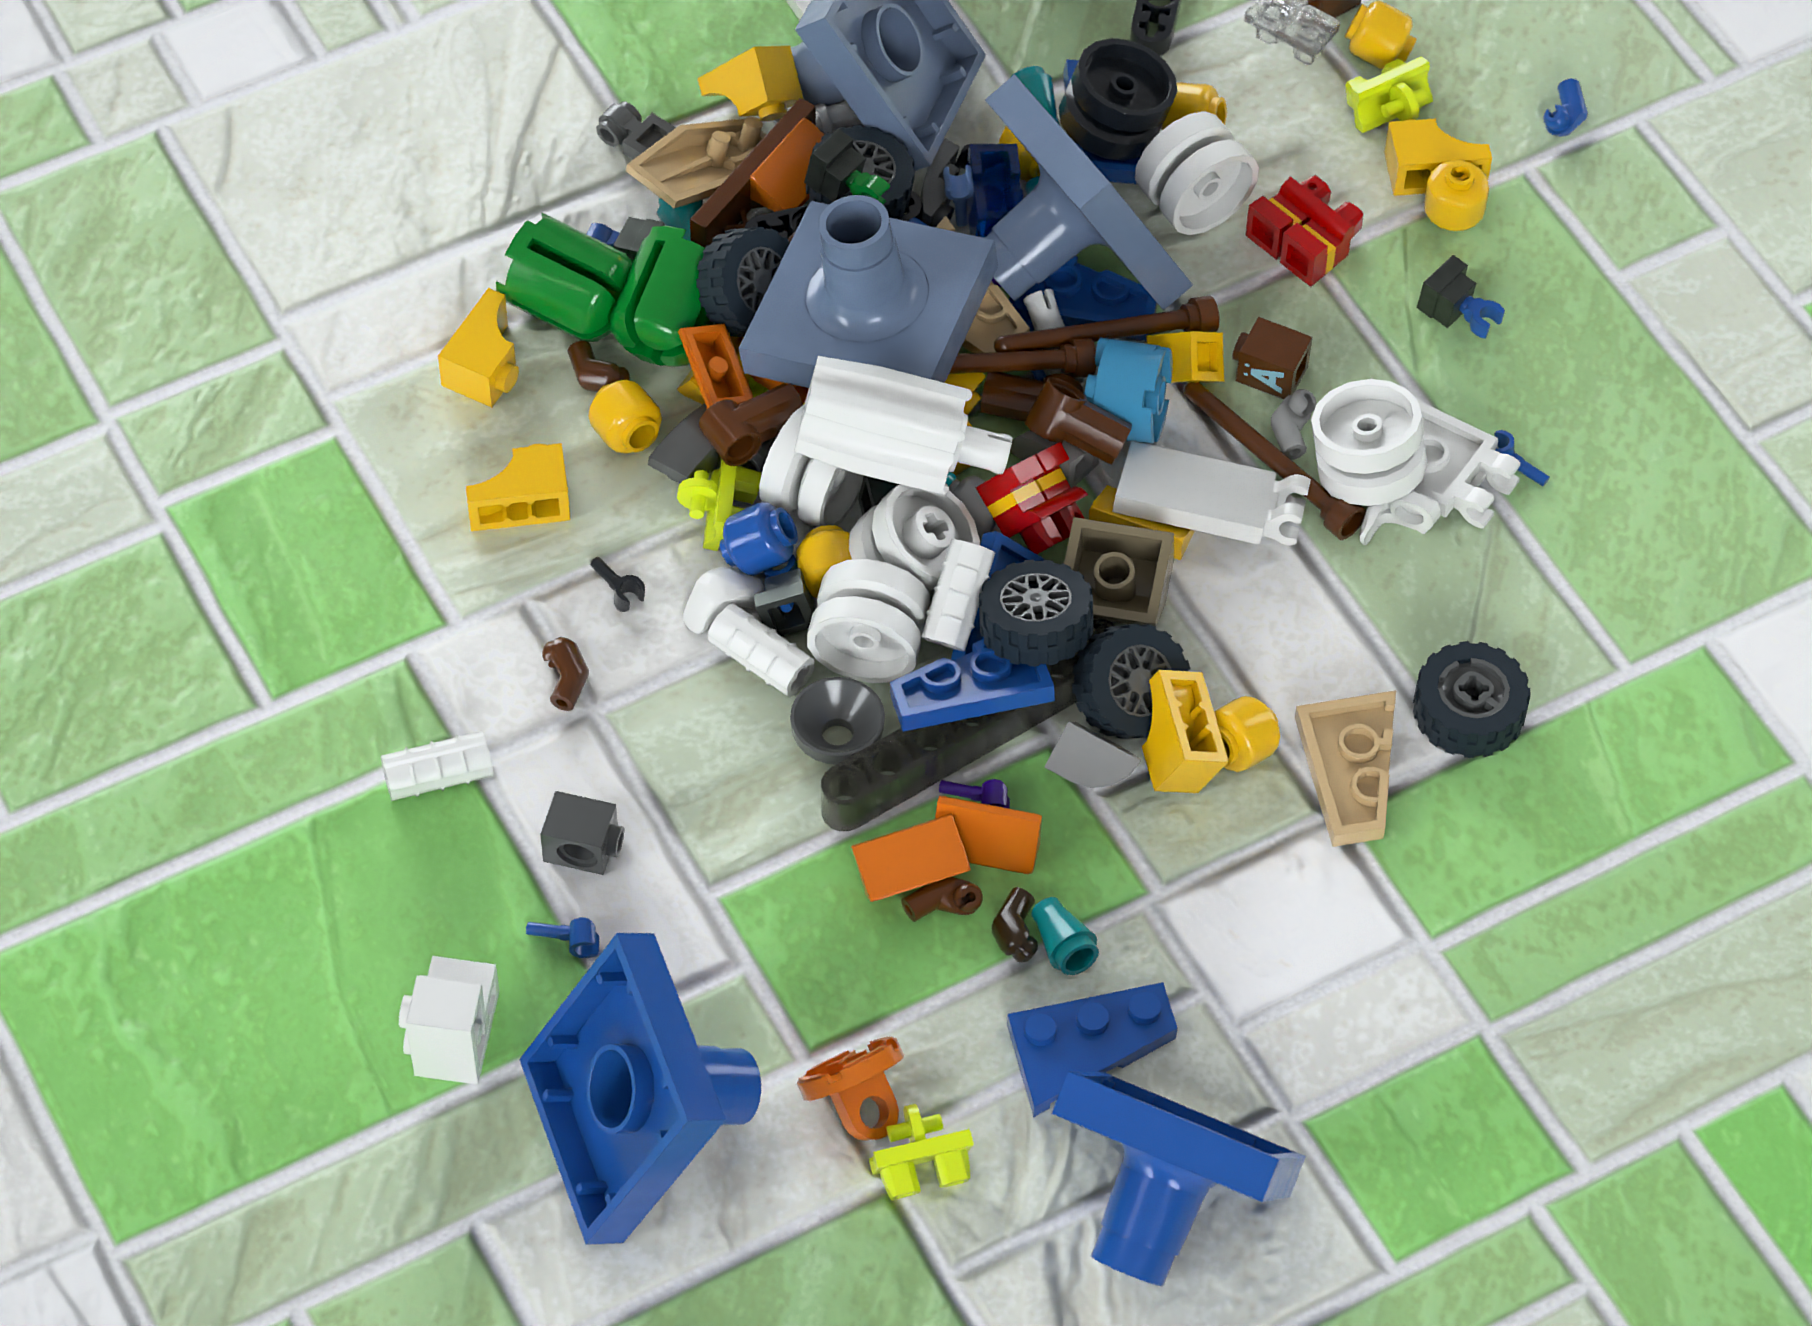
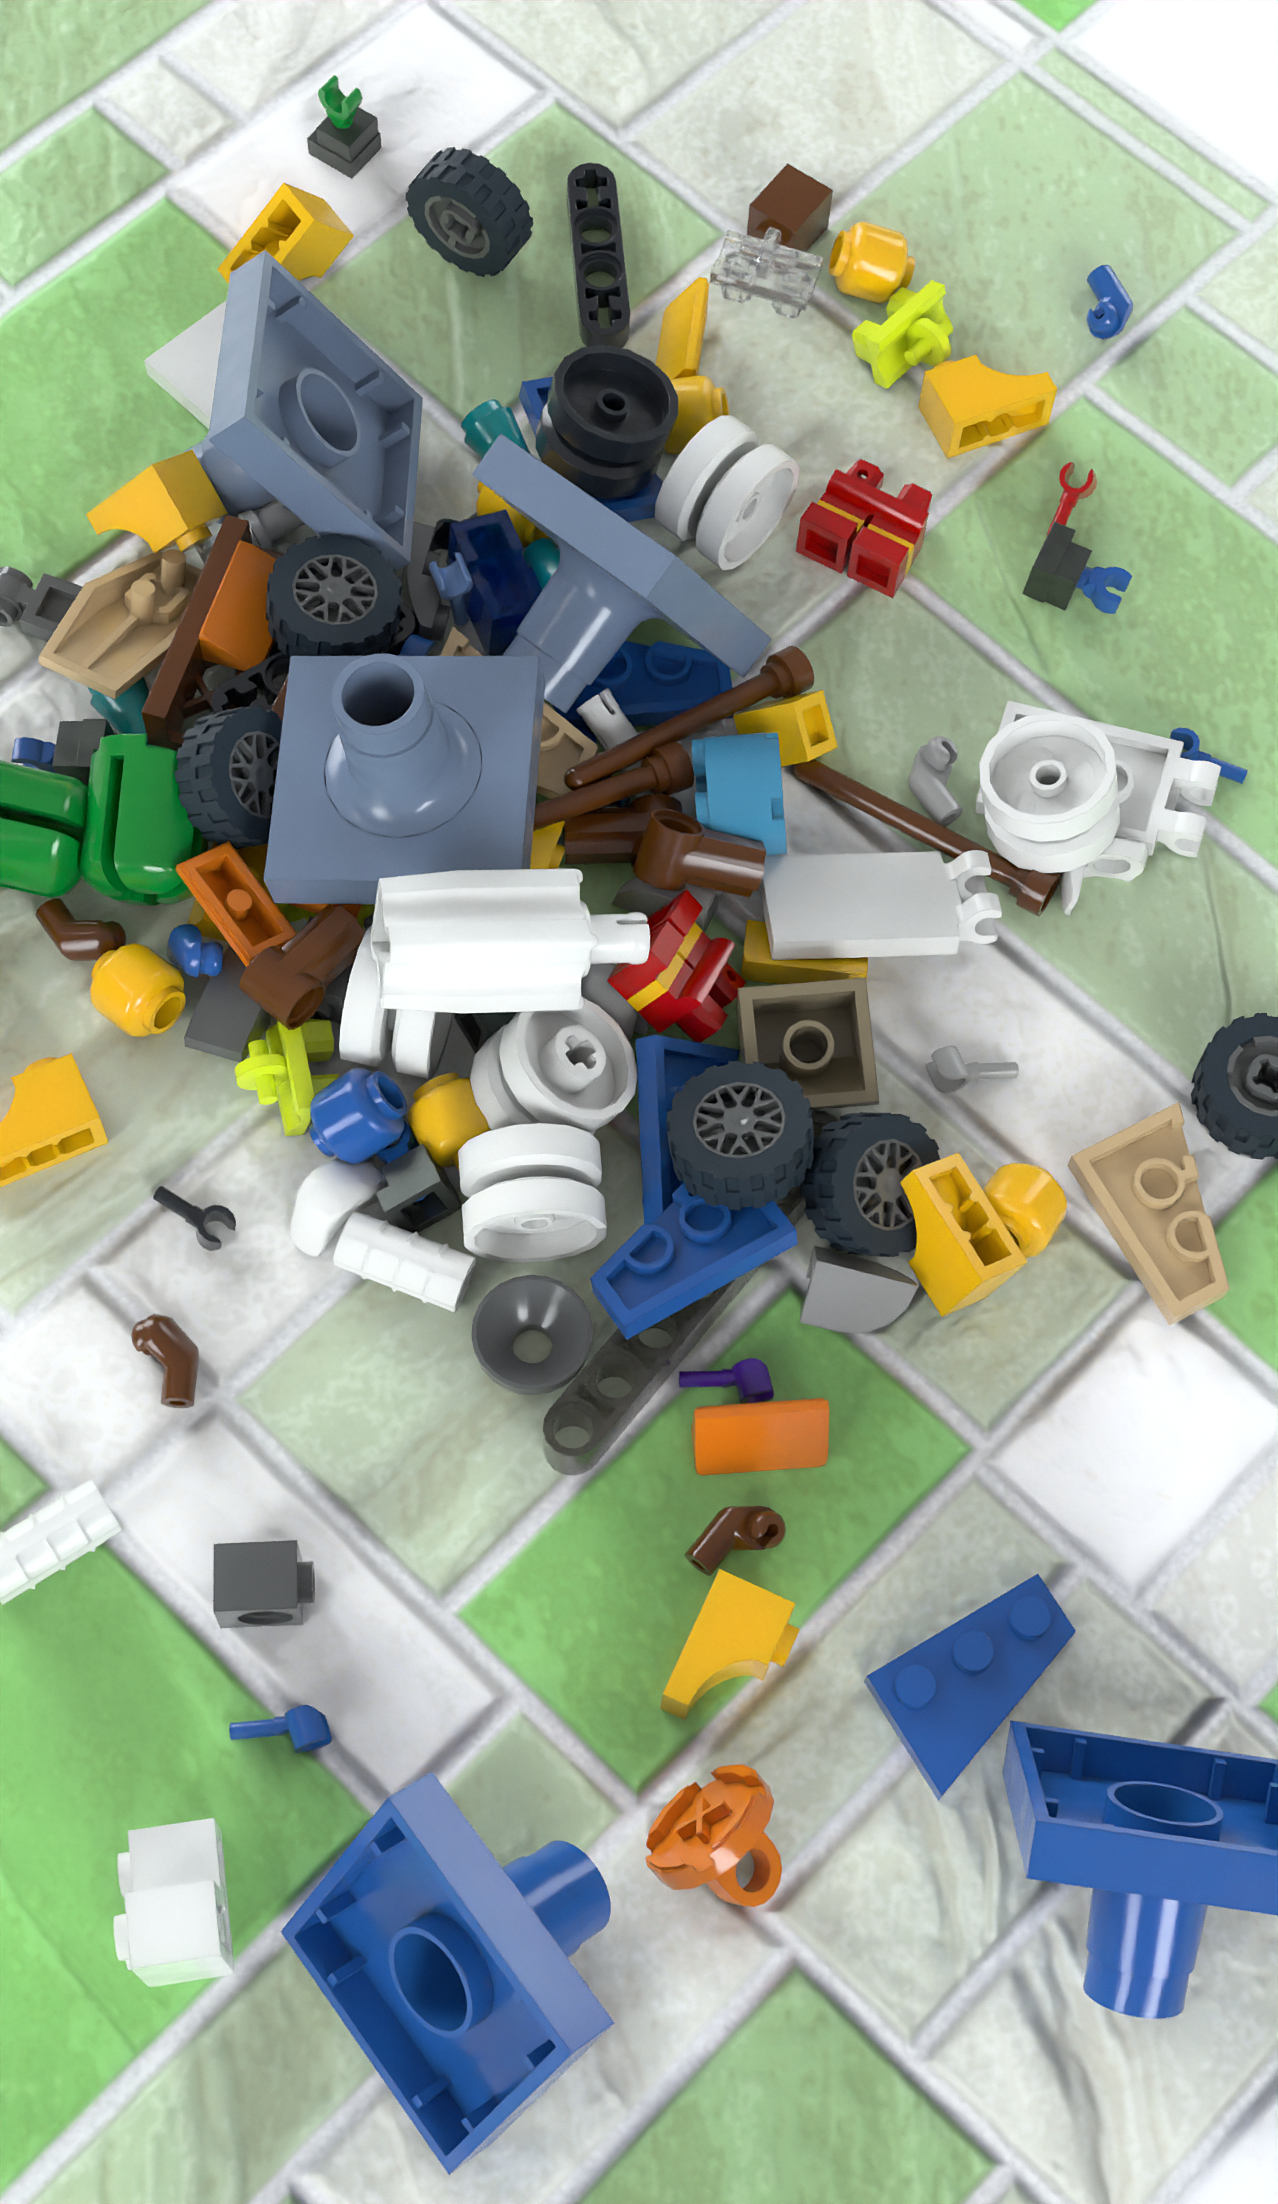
camera: 20 degrees left, 10 degrees up
(673, 400) = (193, 955): none -> blue arm
(839, 168) = (311, 604): pearl dark grey piece -> none
(898, 1163) = (853, 1894): neon yellow hips -> none
(910, 858) = (683, 1500): orange slope -> none
(914, 960) = (732, 1637): none -> yellow arch
(957, 594) = (636, 1136): white axle -> none
(1011, 929) = (829, 1554): dark brown arm -> none
(1066, 940) = (901, 1548): teal cone -> none
(1213, 53) = (684, 331): none -> yellow slope
(1227, 631) = (951, 1073): none -> light grey hand
(1272, 358) = (887, 705): reddish brown brick -> none
(1456, 195) = (1028, 444): yellow head -> none
(1481, 242) = (1071, 495): none -> red hand

